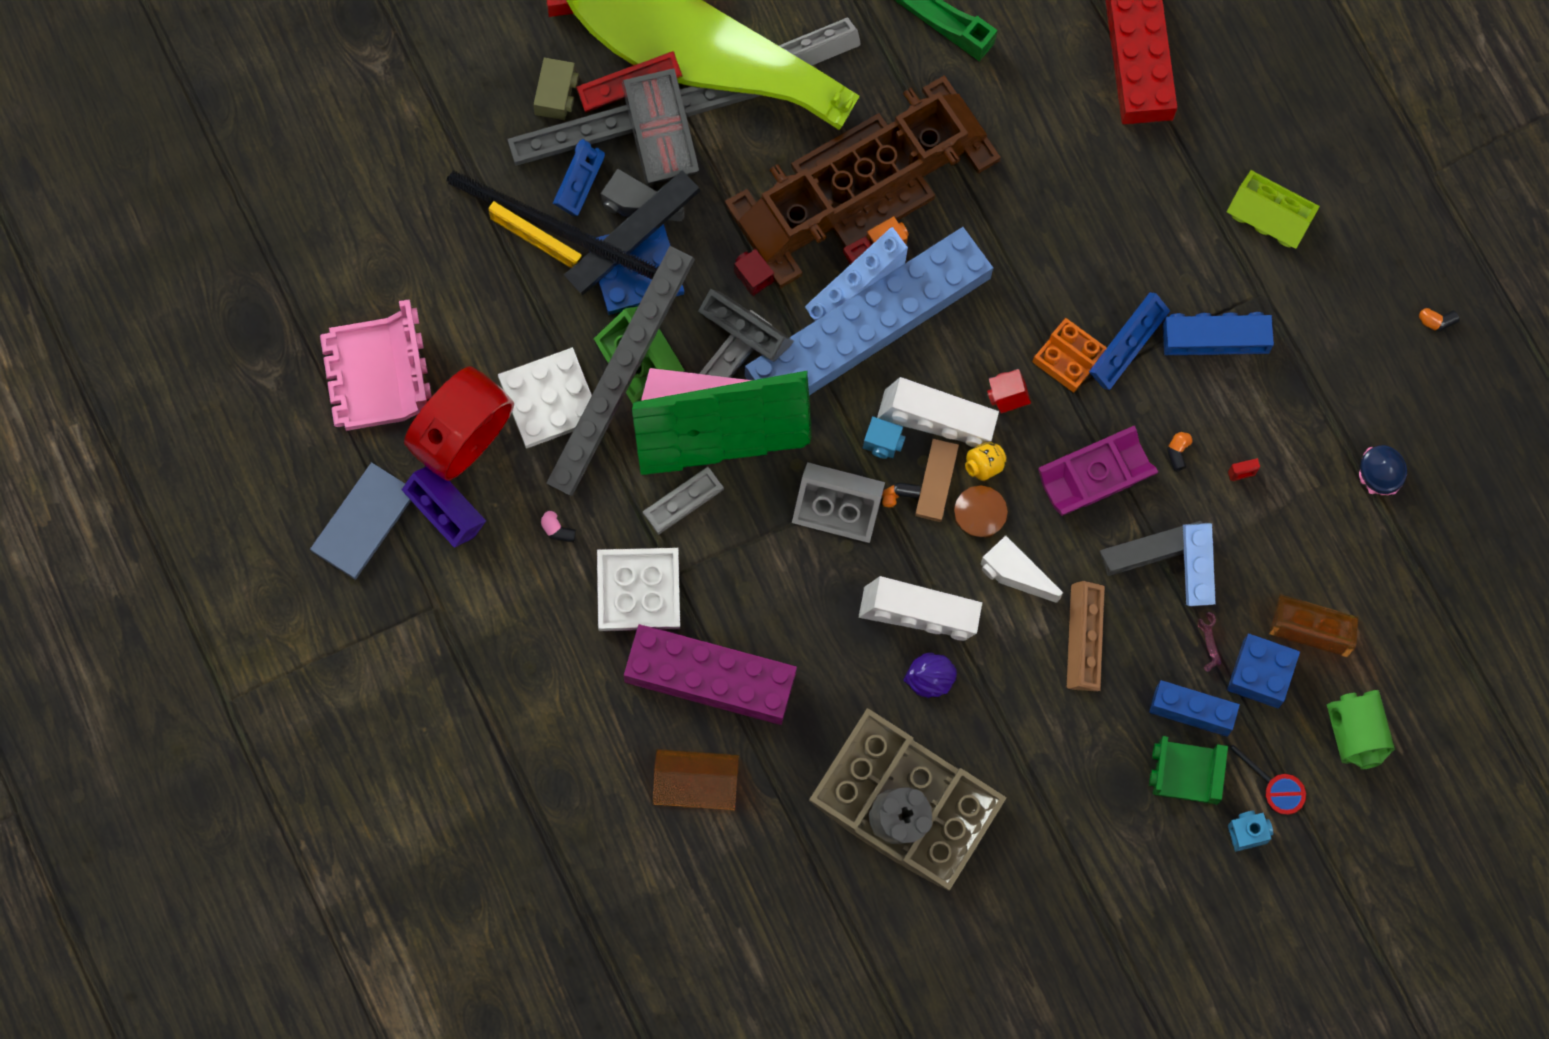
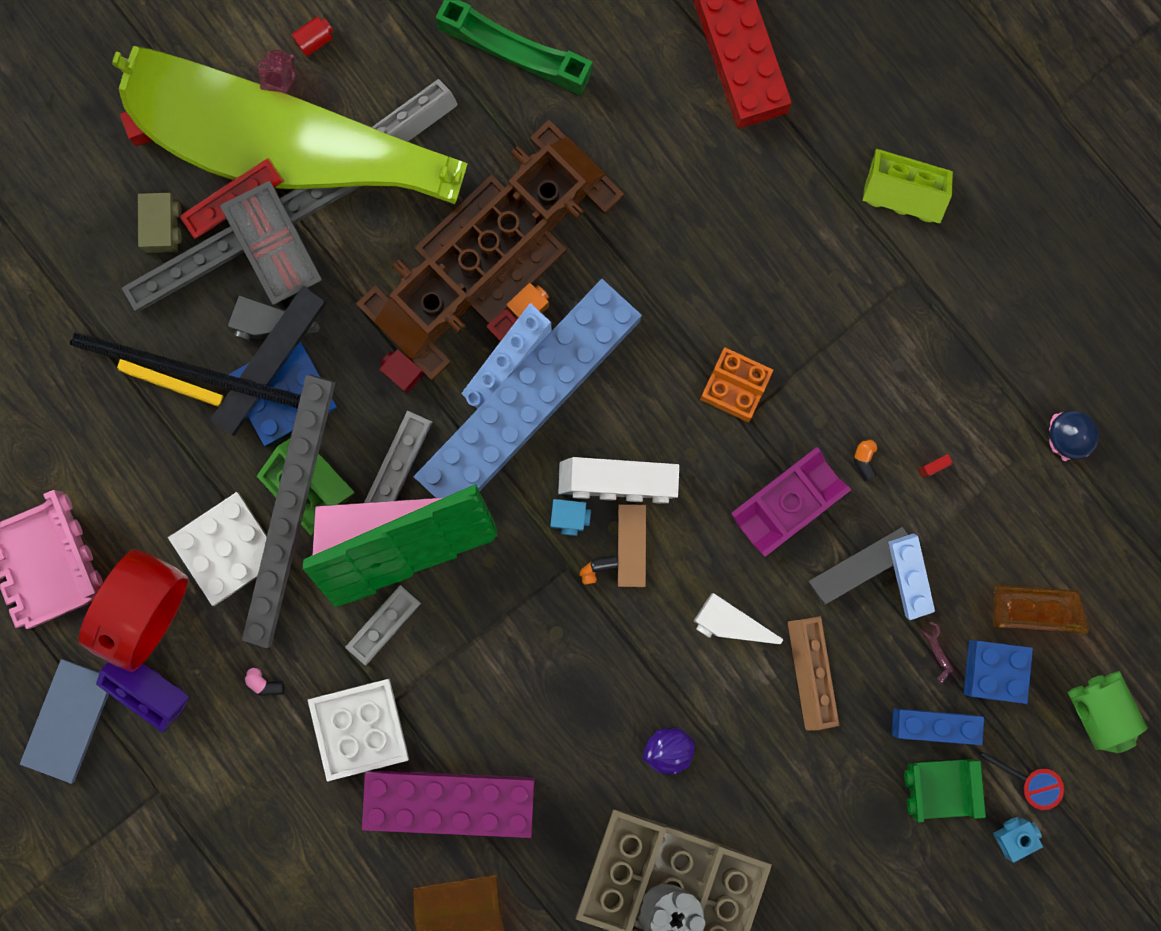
camera: 10 degrees left, 10 degrees up
(579, 178) = (203, 312): blue plate -> none
(745, 325) = (405, 431): dark grey slope -> none
(838, 502) = (538, 593): light grey slope -> none
(920, 608) = (644, 688): white wedge -> none
(980, 511) = (682, 568): dark orange dish -> none
(985, 461) = (676, 516): yellow head -> none
(1008, 391) = (684, 439): brick -> none
(1129, 341) = (793, 357): blue plate -> none
(1218, 334) = (881, 330): blue brick -> none
(1436, 321) = (1094, 266): arm -> none

